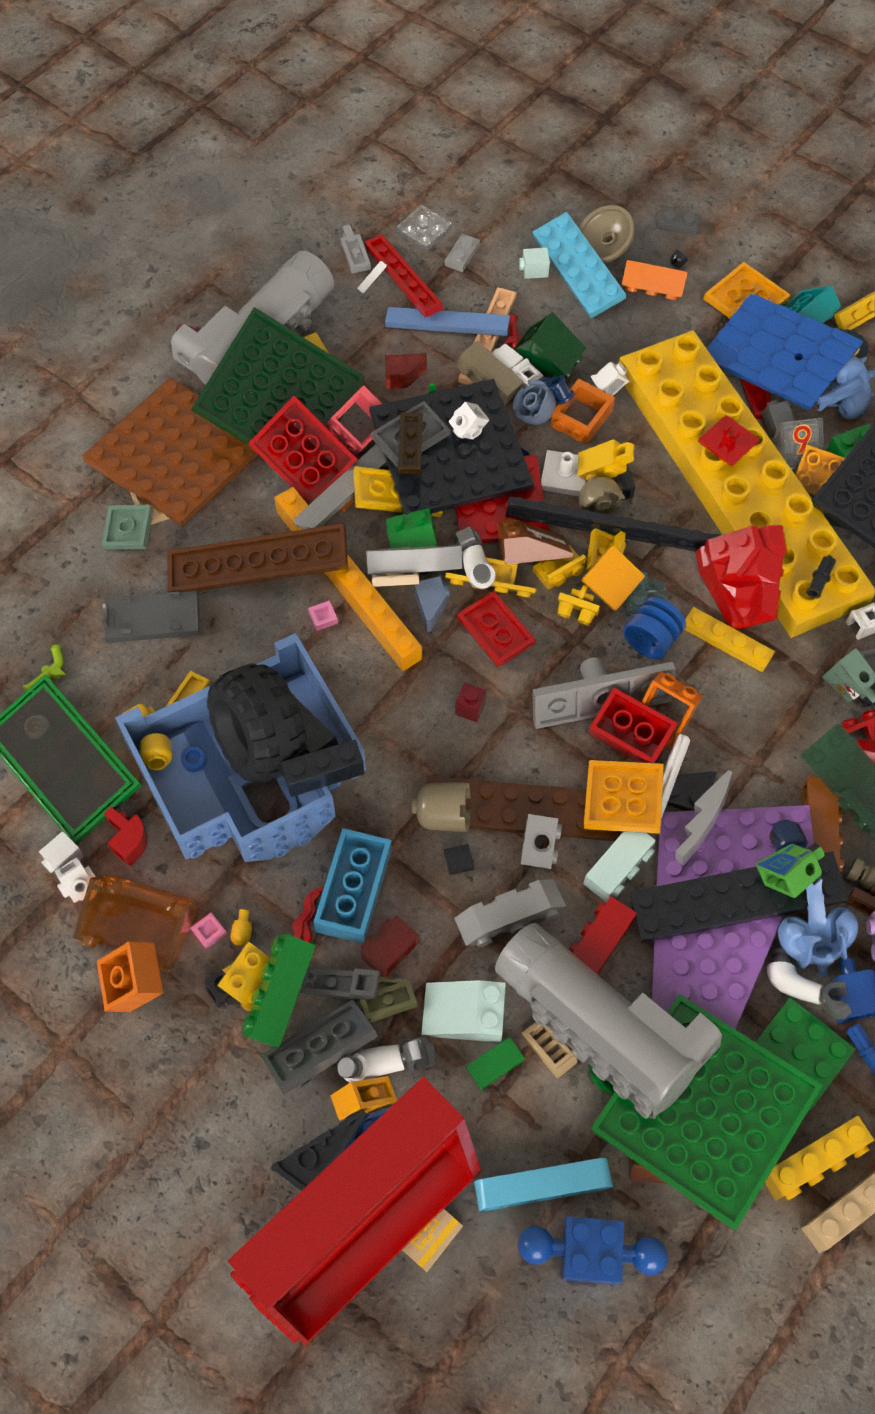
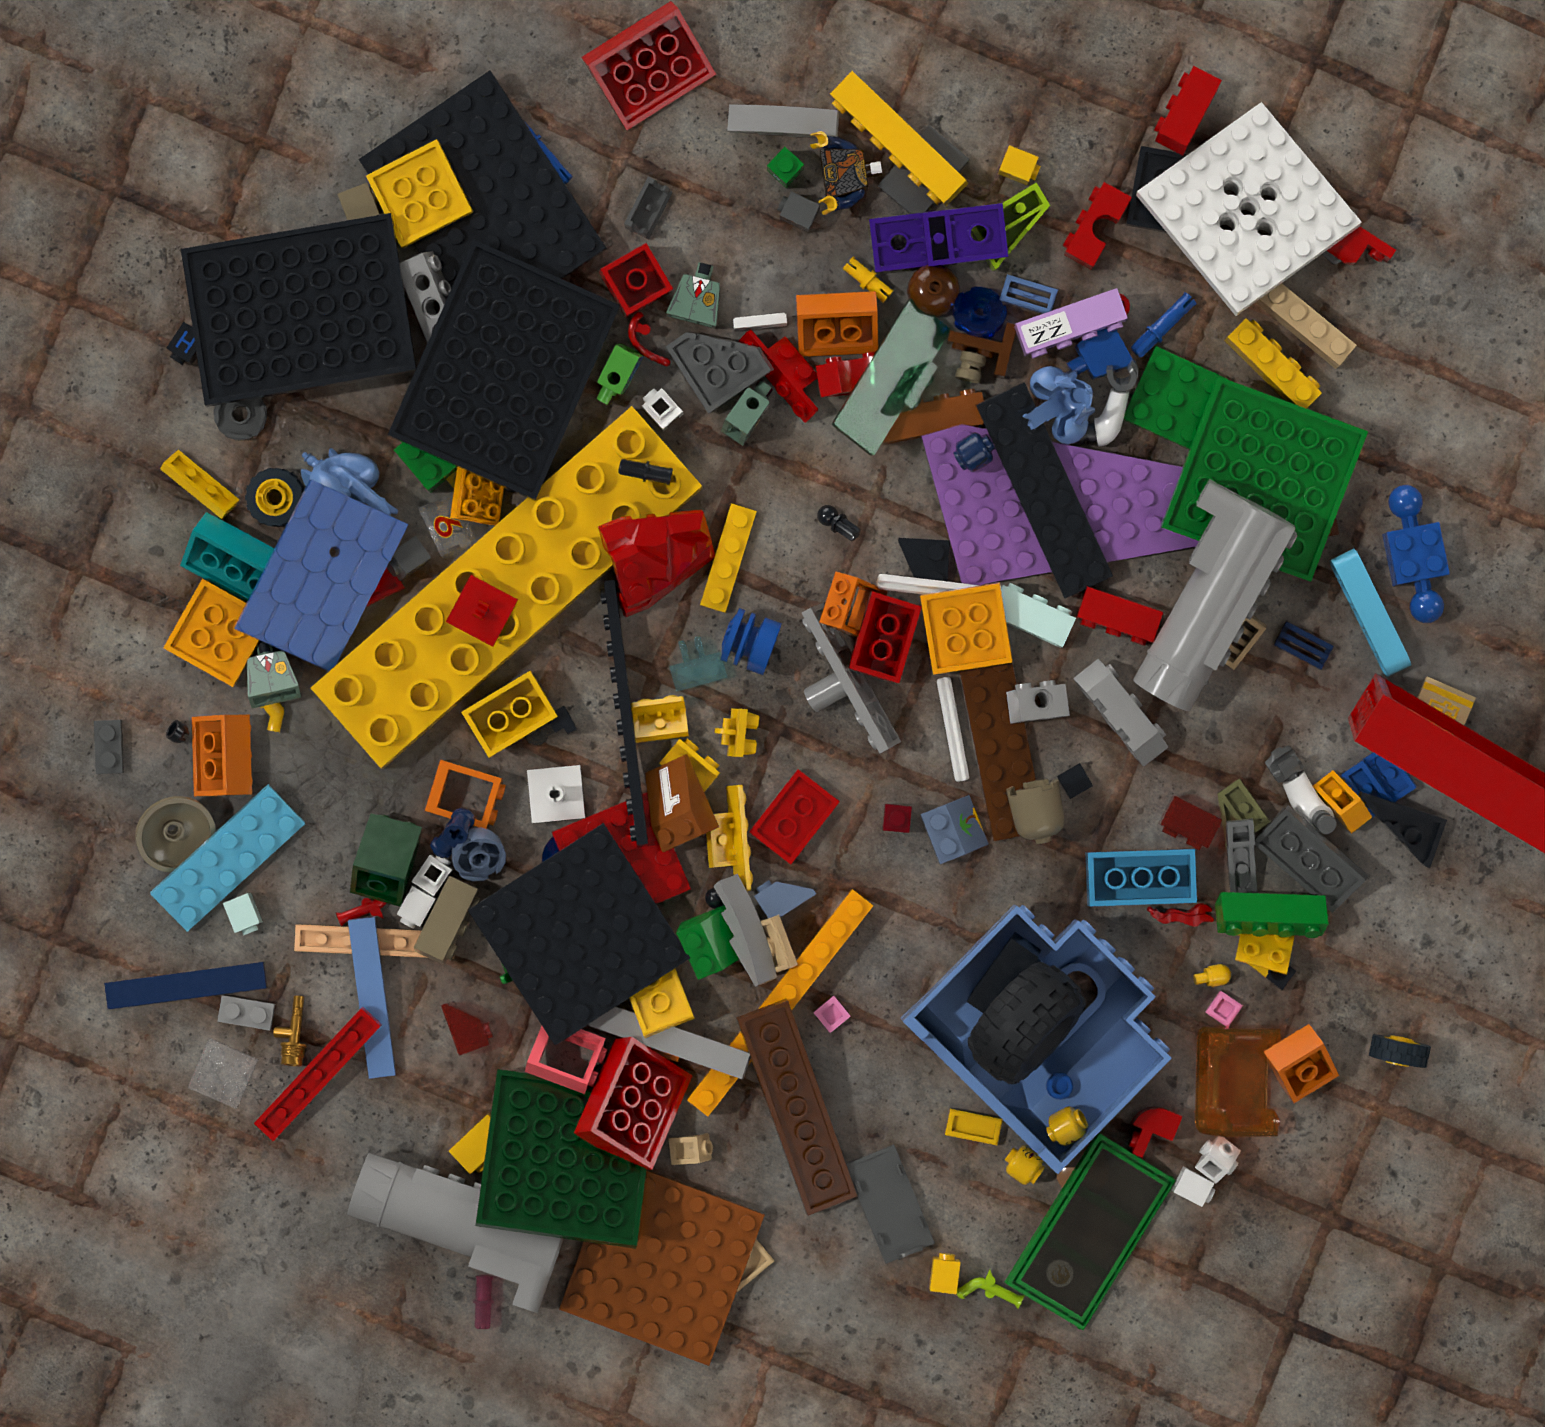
camera: 105 degrees left, 25 degrees up
(75, 637) = (944, 1273): none -> yellow brick
(103, 1075) = (1399, 1051): none -> black wheel
(127, 527) = (789, 1273): sand green plate -> none
(253, 489) = (690, 1149): none -> tan bracket
(323, 768) = (1057, 937): black brick -> none
(354, 251) = (289, 1150): light grey hinge -> none
(372, 276) = (327, 1113): white sticker -> none
(410, 443) = (608, 976): dark brown plate -> none
(425, 267) = (292, 1051): none -> pearl gold piece
(432, 432) = (584, 983): dark grey tile -> none
(447, 745) = (954, 829): none -> sand blue slope
(464, 1010) = (1231, 731): light aqua slope -> none
(468, 421) = (556, 918): white brick -> none
(474, 560) = (728, 861): piece -> none
(493, 225) = (185, 985): none -> dark blue tile
(495, 1063) = (1271, 687): green tile -> none
(535, 771) = (952, 729): none -> white axle
(542, 1091) = (1323, 655): none -> dark blue tile
(601, 495) = (589, 745): dark tan cylinder -> none
(605, 460) = (546, 749): yellow brick -> none
(611, 378) = (409, 773): white window -> none
(613, 578) = (701, 702): light orange tile -> none
(650, 458) = (509, 714): none -> yellow slope
(678, 317) = (276, 714): none -> yellow arm
(705, 313) = (270, 677): none -> sand green torso
(707, 812) = (958, 538): light grey slope -> none
(741, 728) = (828, 516): none -> black axle
(791, 868) = (1018, 444): bright green torso -> none

